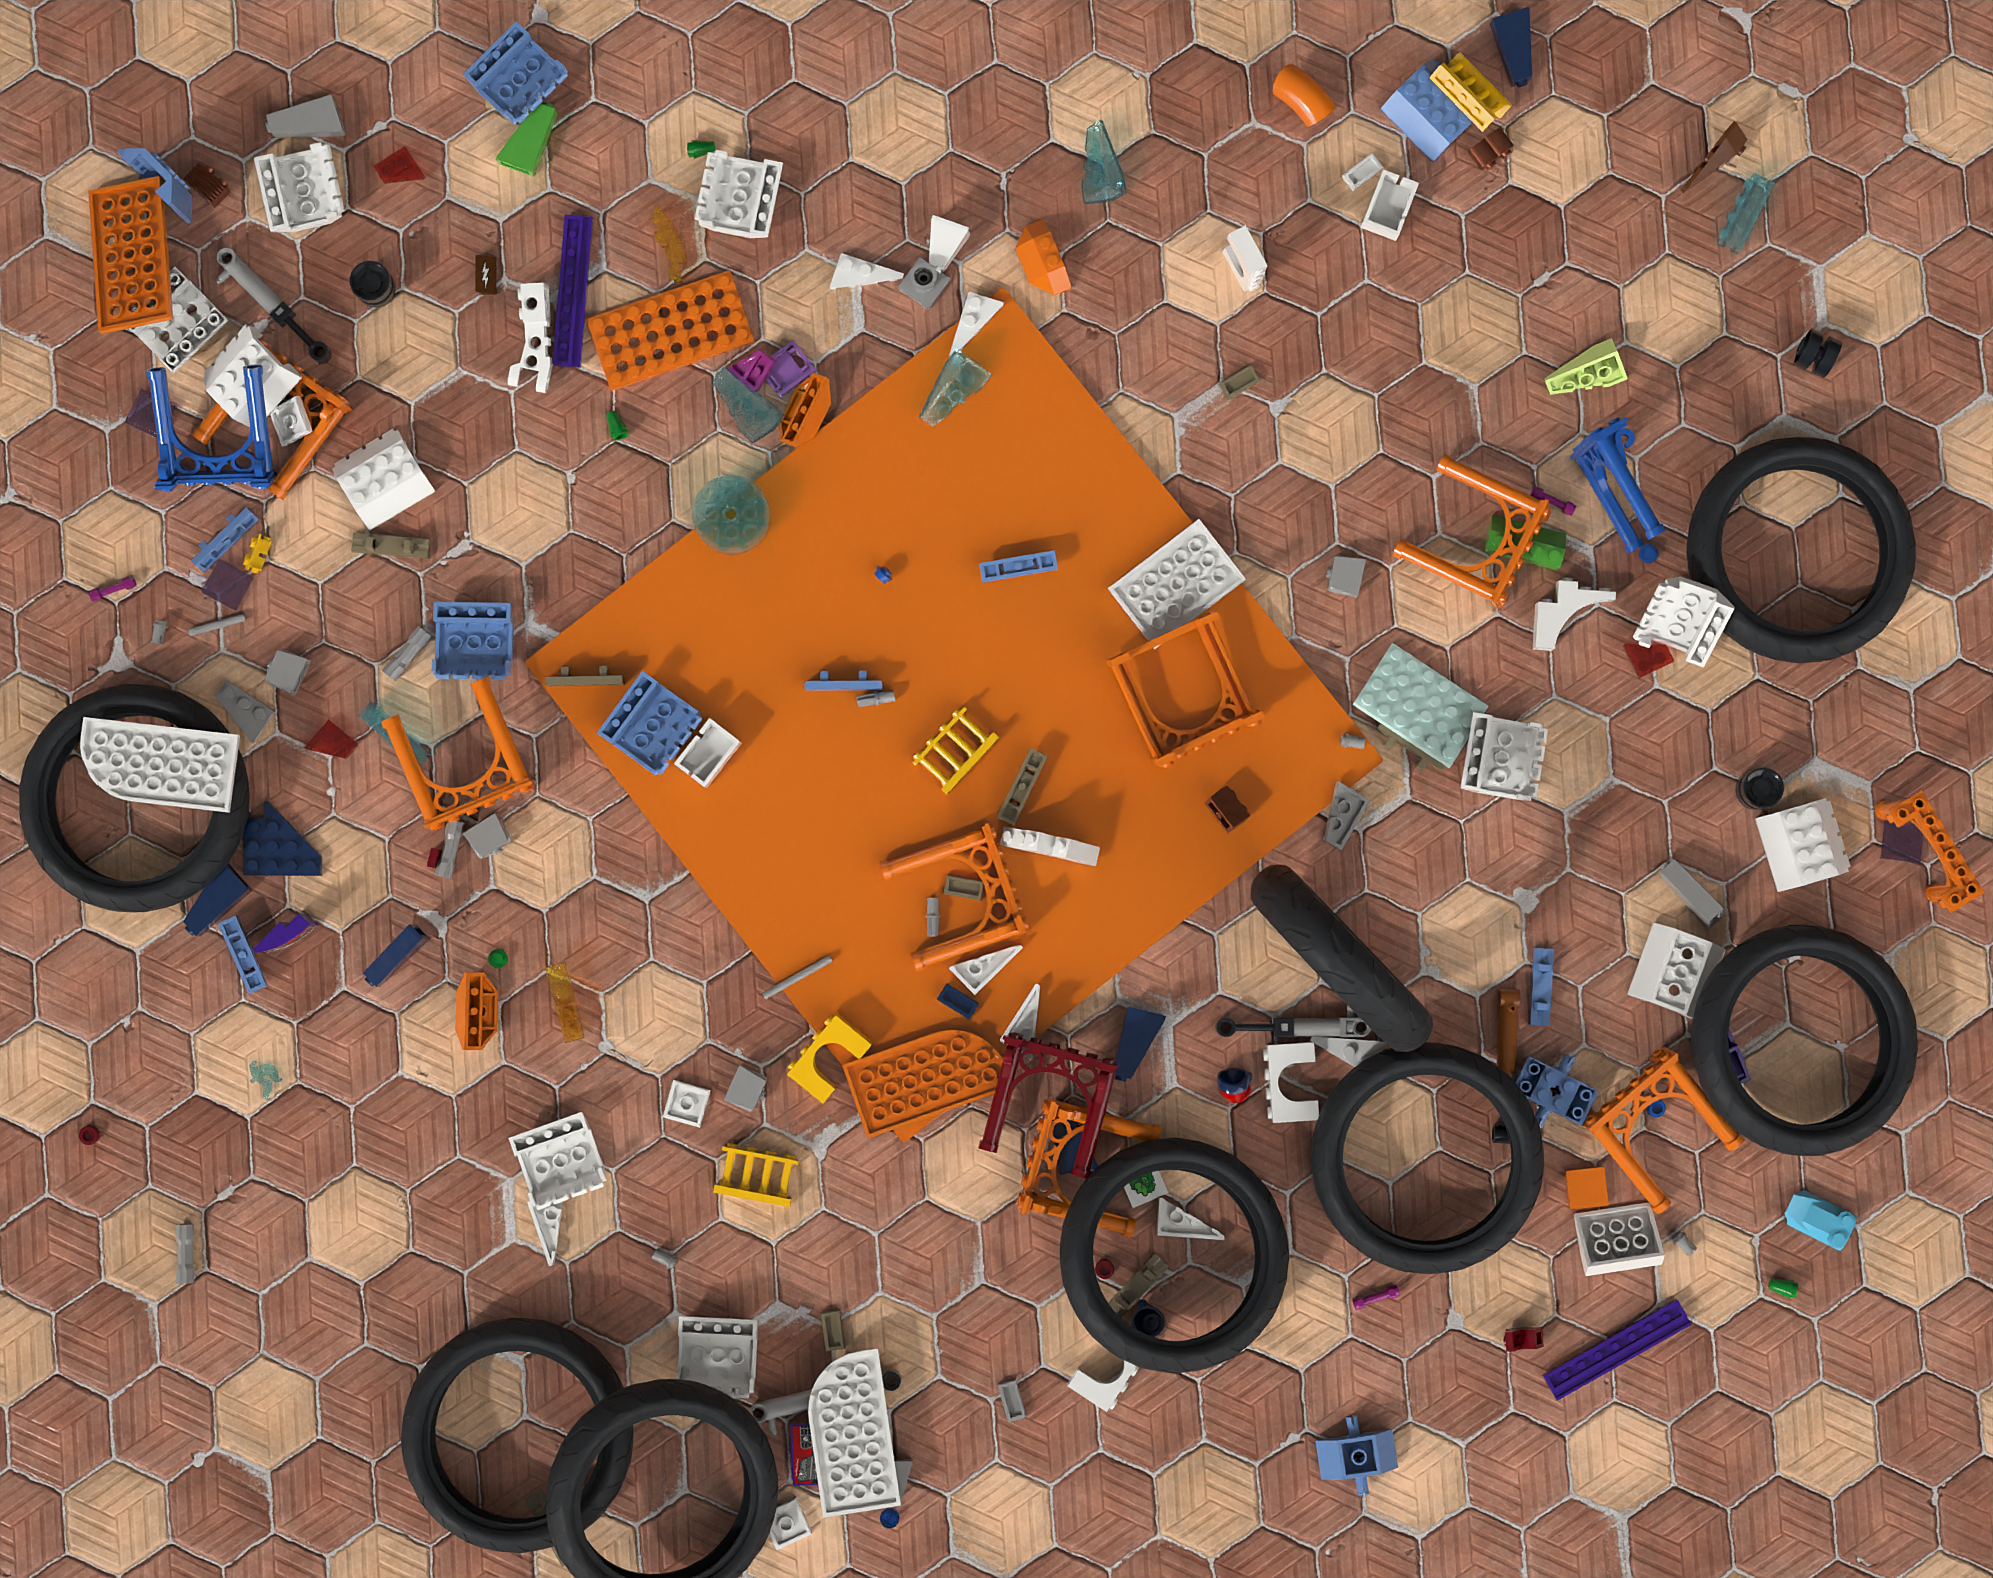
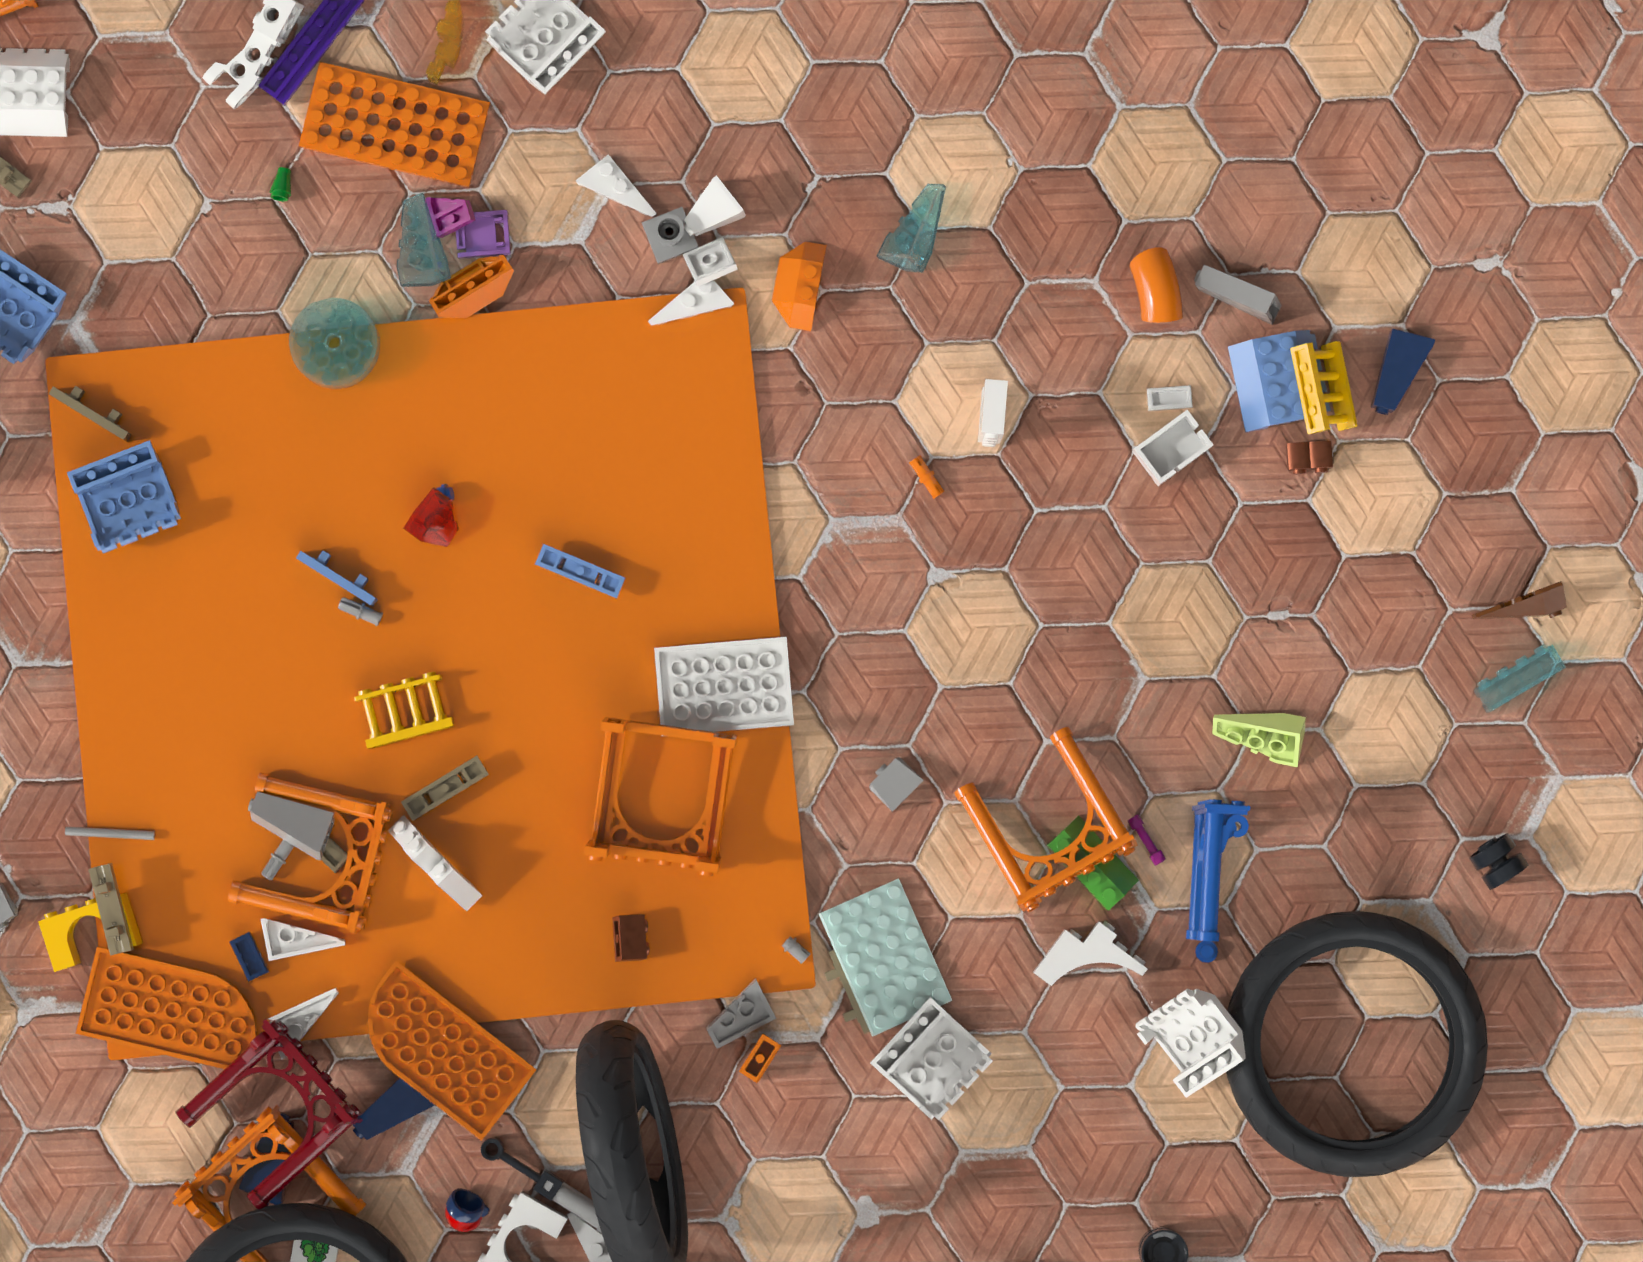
camera: 30 degrees right, 0 degrees up
(708, 754) = (162, 561): white piece -> none
(835, 1030) = (111, 909): none -> dark tan hinge
(887, 597) = (433, 520): none -> clear red slope
(927, 882) = (294, 822): none -> light grey slope
(955, 382) = (636, 352): clear light blue wedge -> none
(966, 283) = (710, 261): none -> white tile
(1145, 979) = (443, 1052): none -> orange plate
(1224, 339) = (926, 476): none -> orange pin
(1239, 382) = (915, 527): dark tan tile -> none
(1364, 64) = (1238, 294): none -> light grey slope
(1377, 836) = (760, 1058): none -> orange brick
(1648, 659) = (1137, 1055): clear red wing -> none

